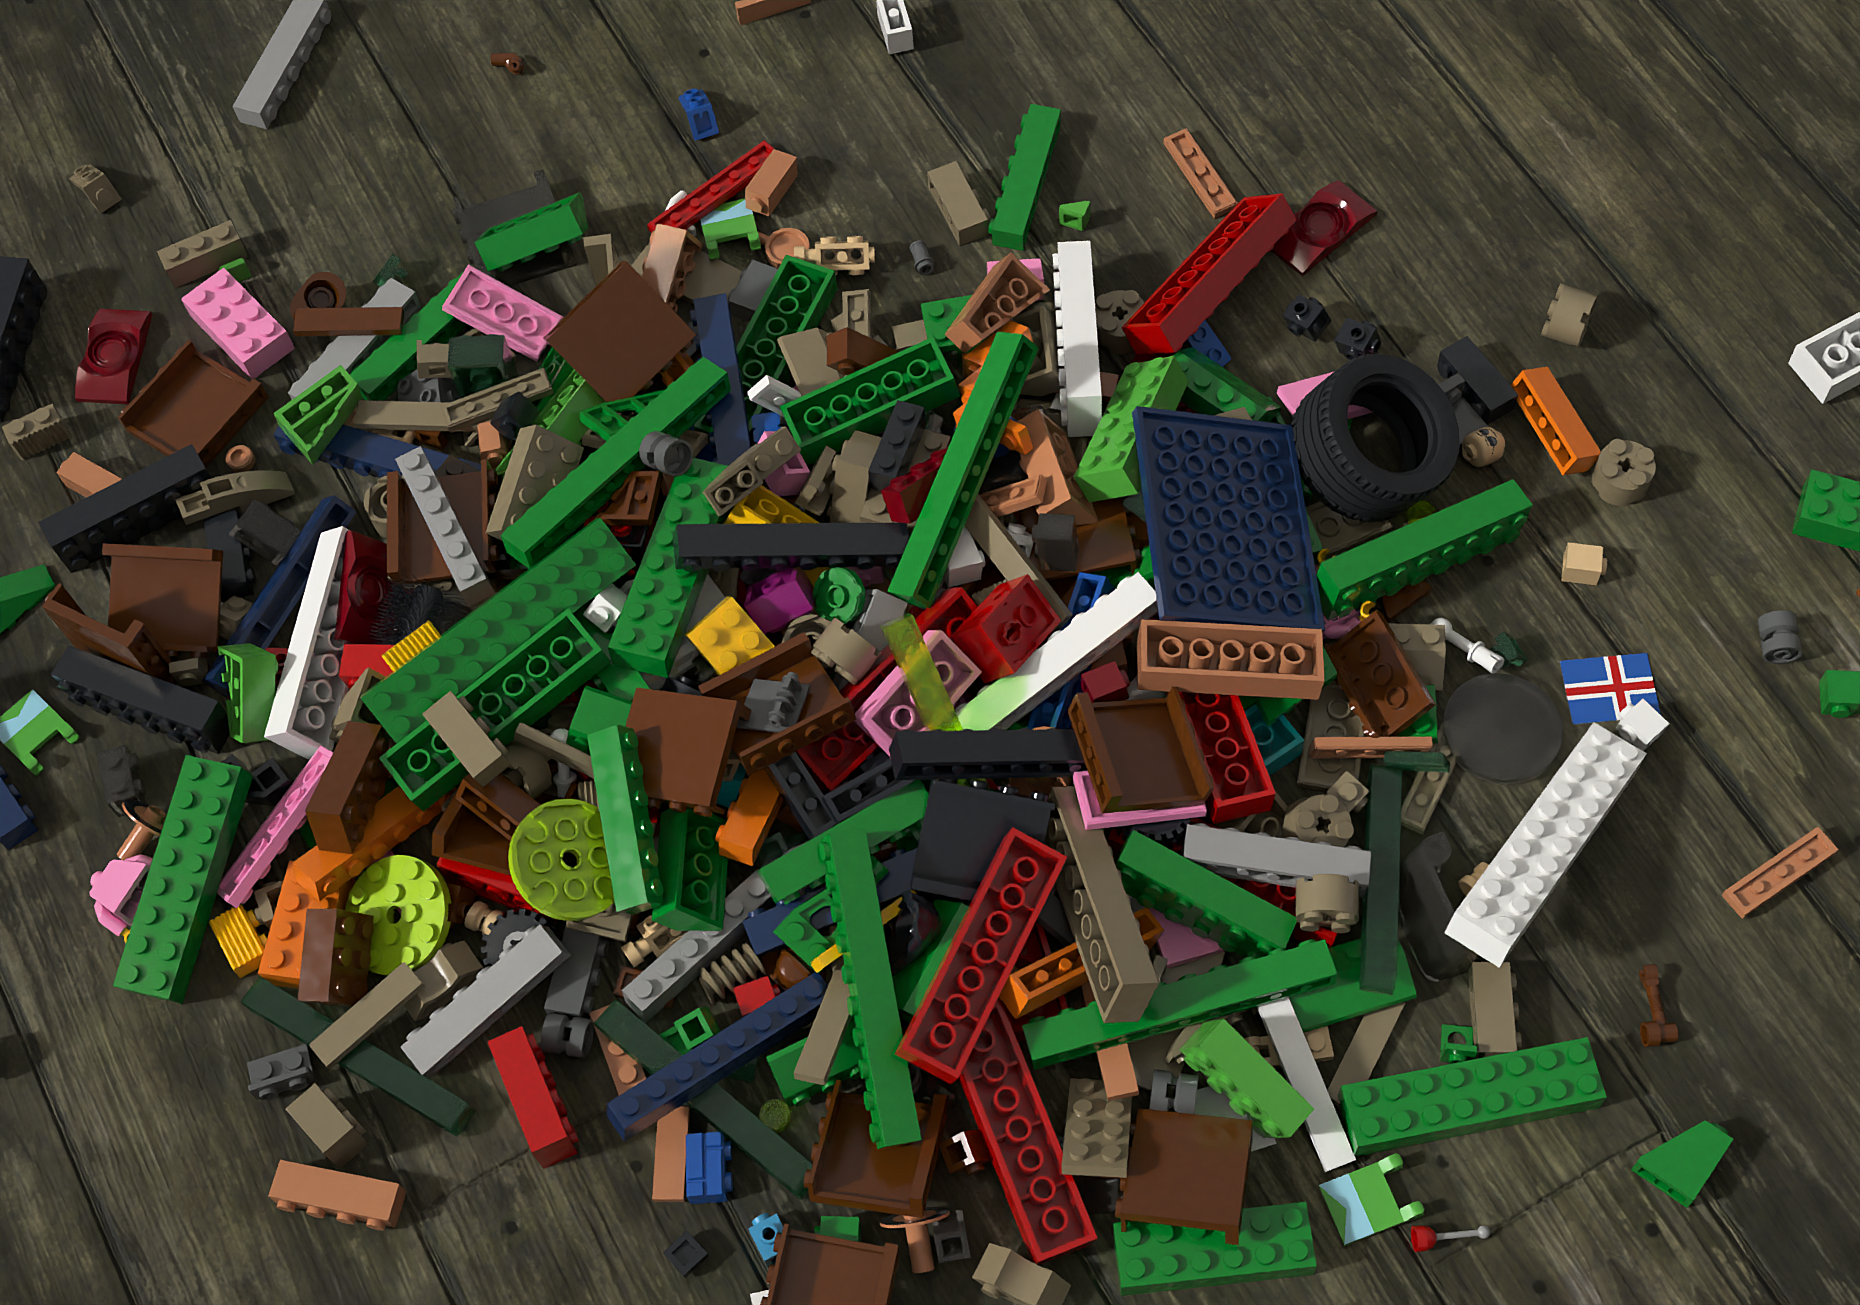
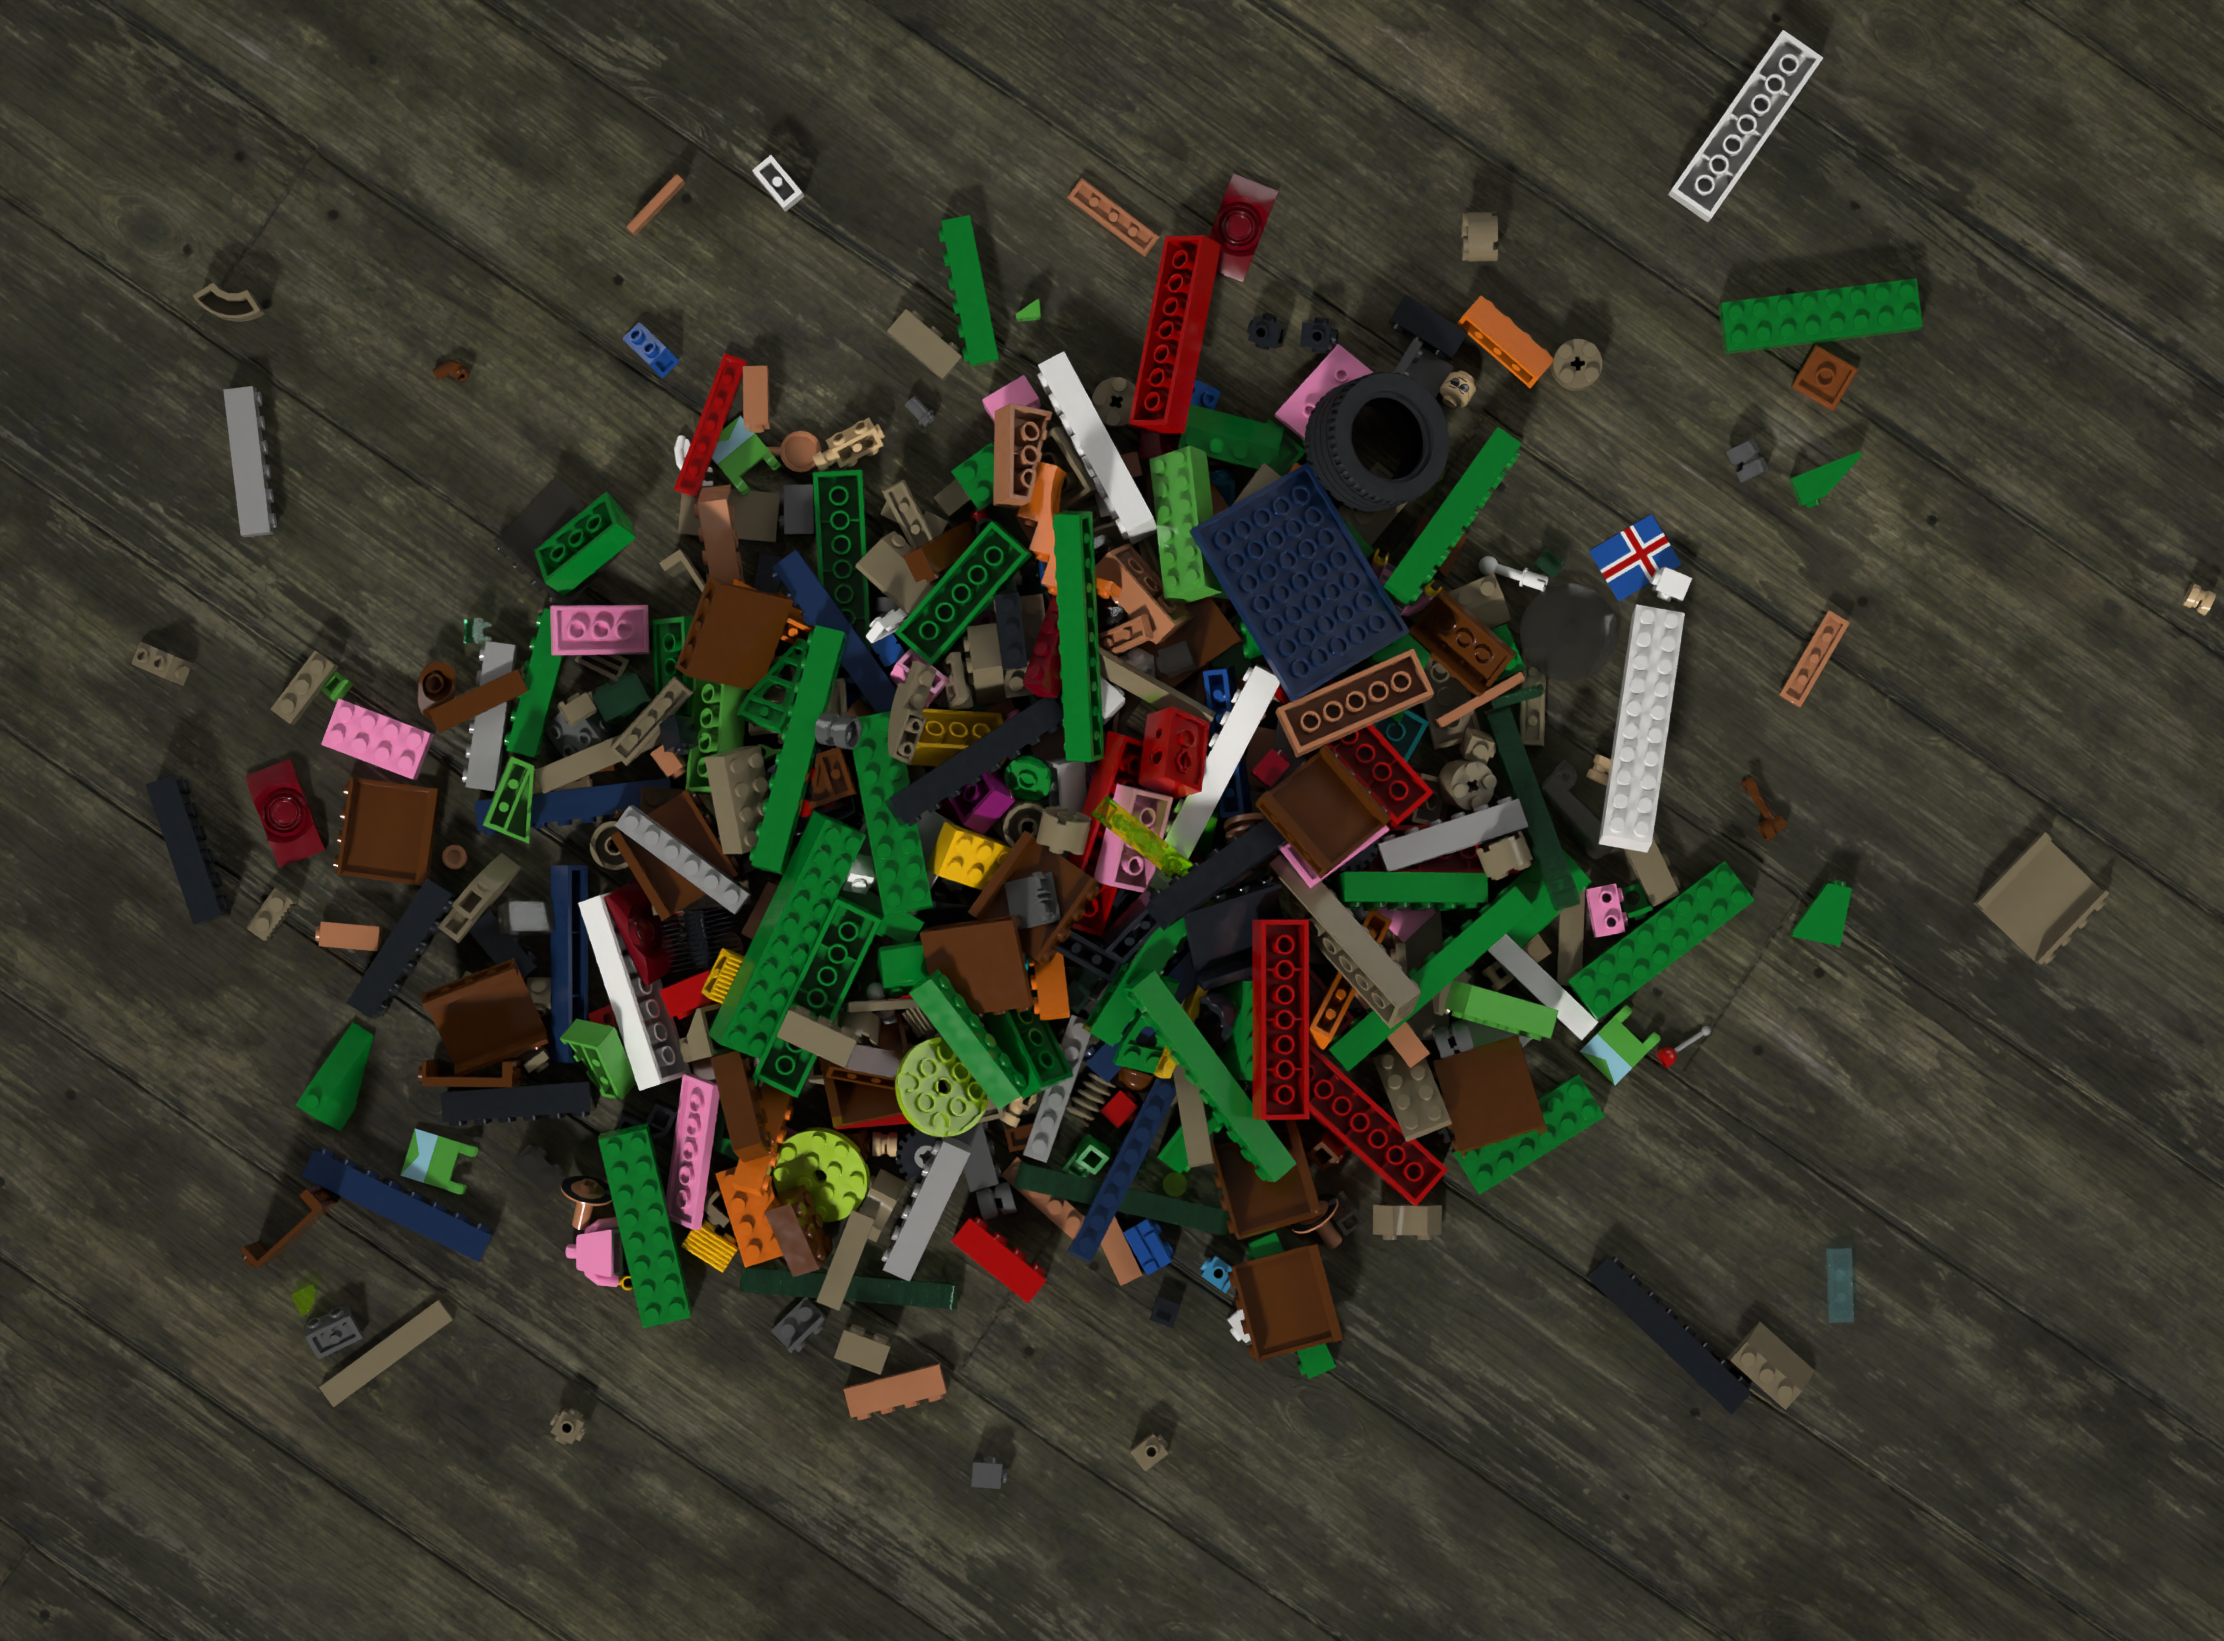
camera: 30 degrees left, 25 degrees up
(1419, 1035) = (1606, 910): none -> bright pink brick
(1583, 564) = (1576, 461): tan brick -> none

